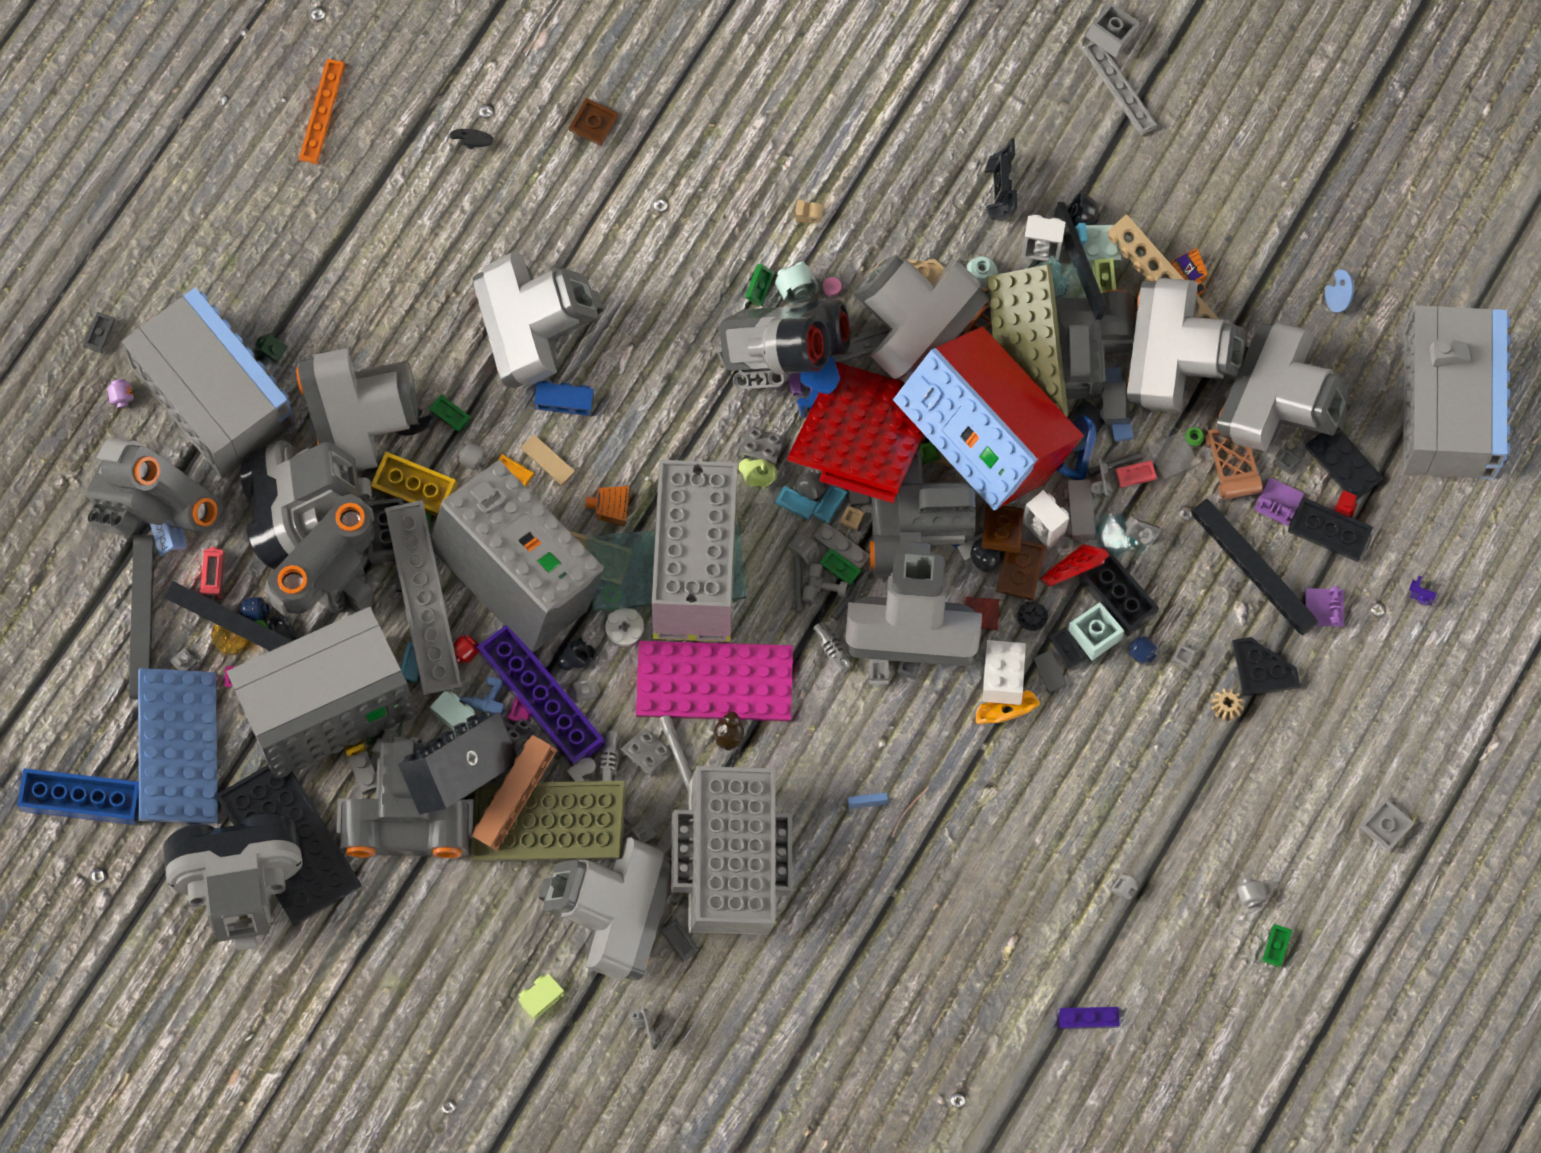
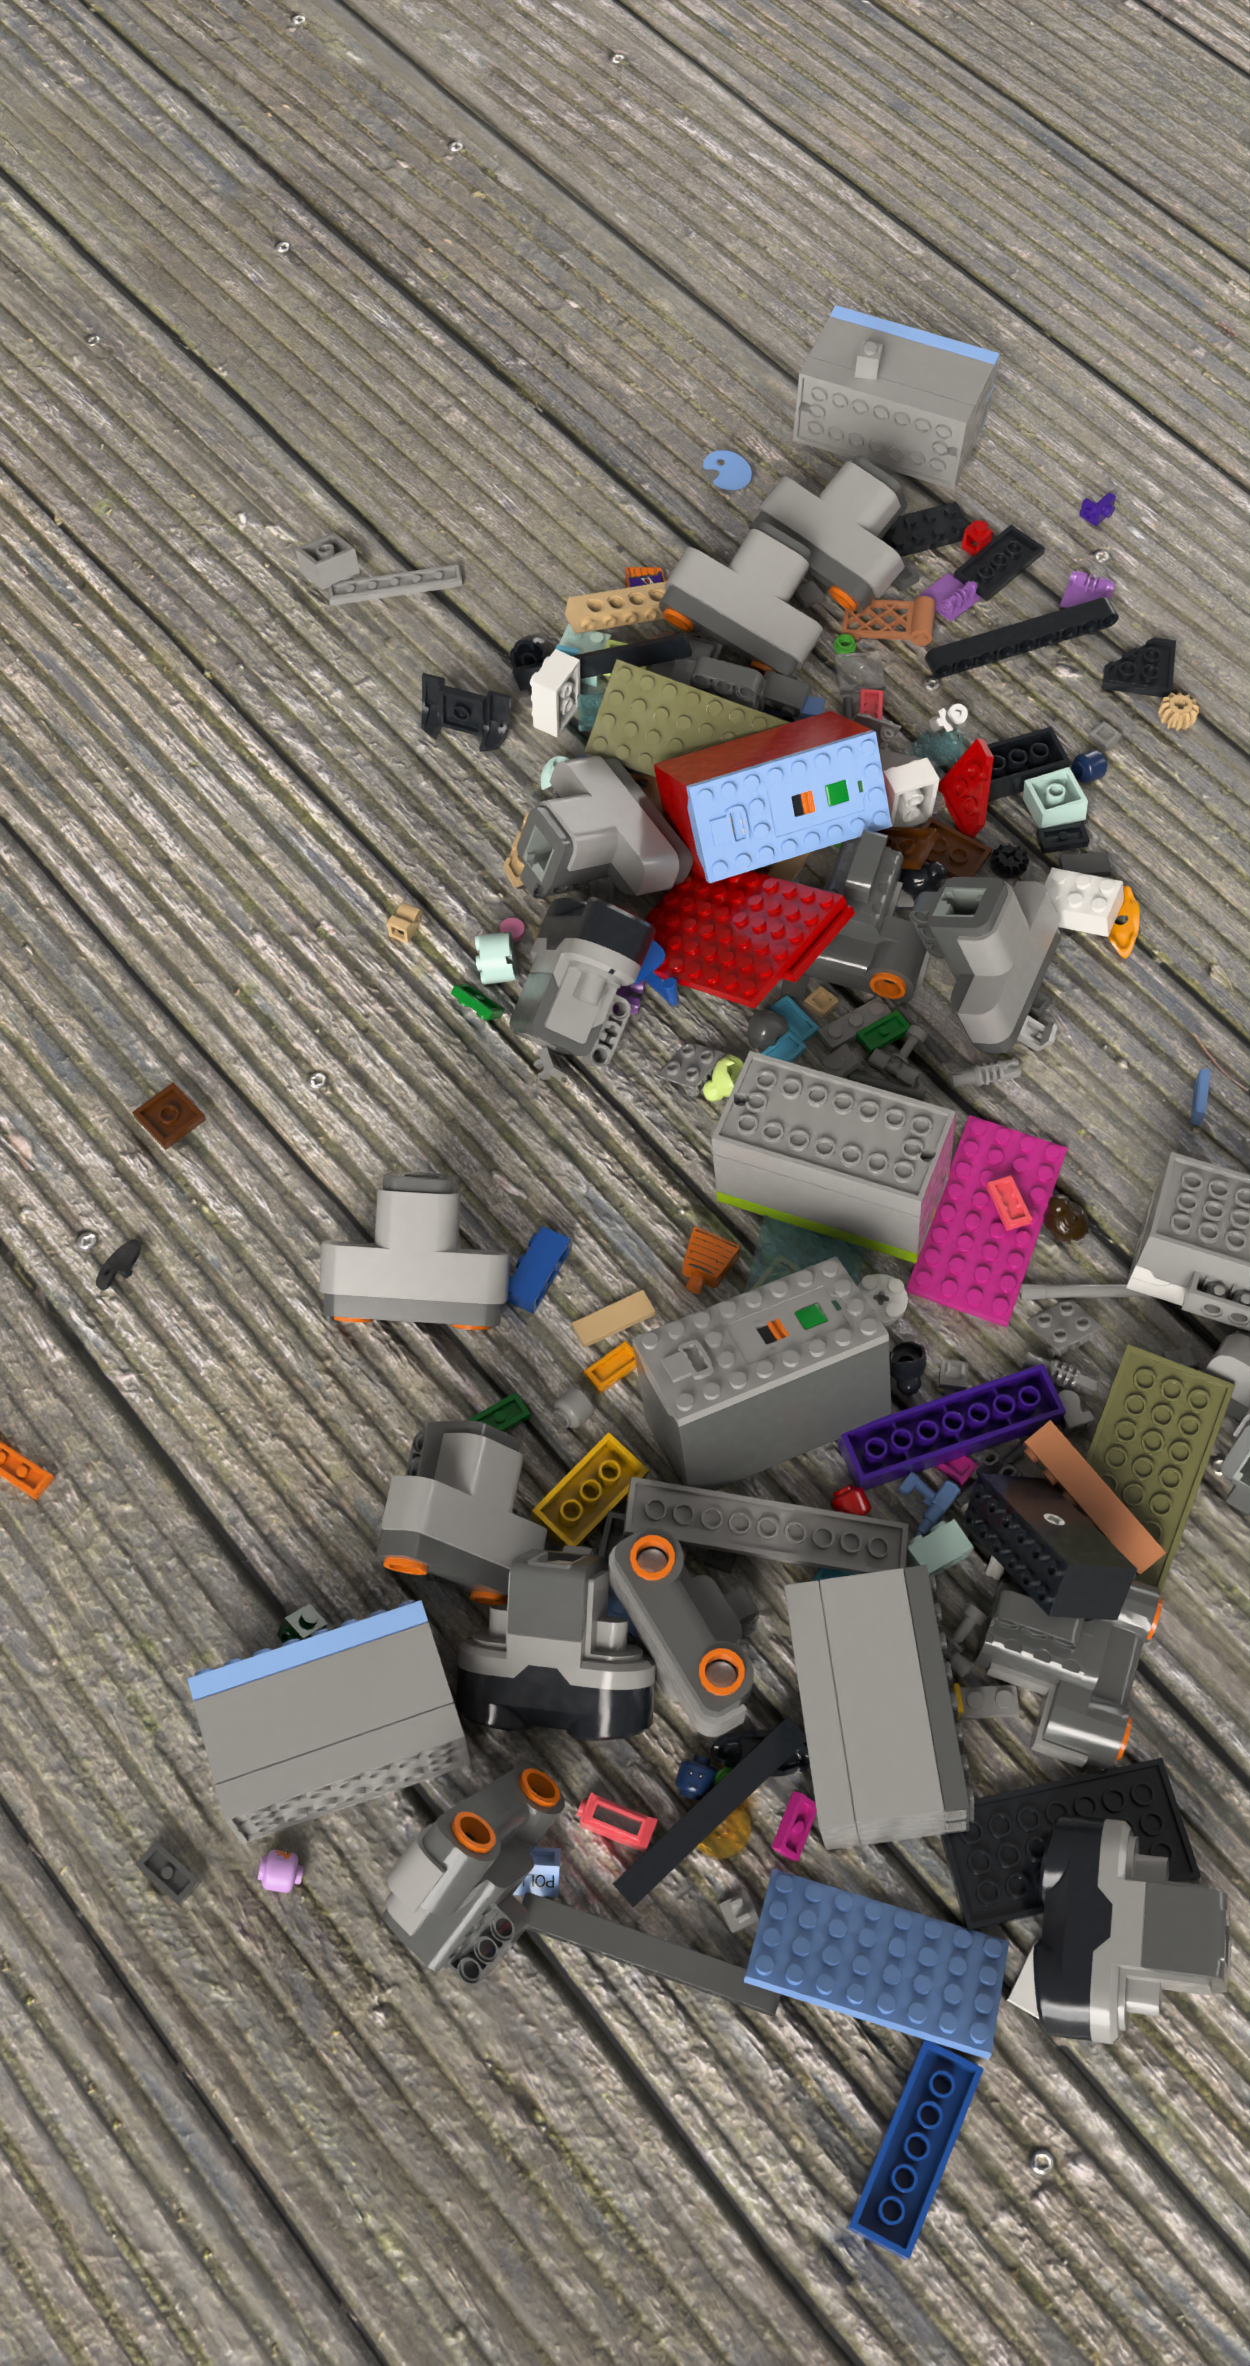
camera: 70 degrees left, 10 degrees down
(724, 687) = (1009, 1202): none -> coral plate

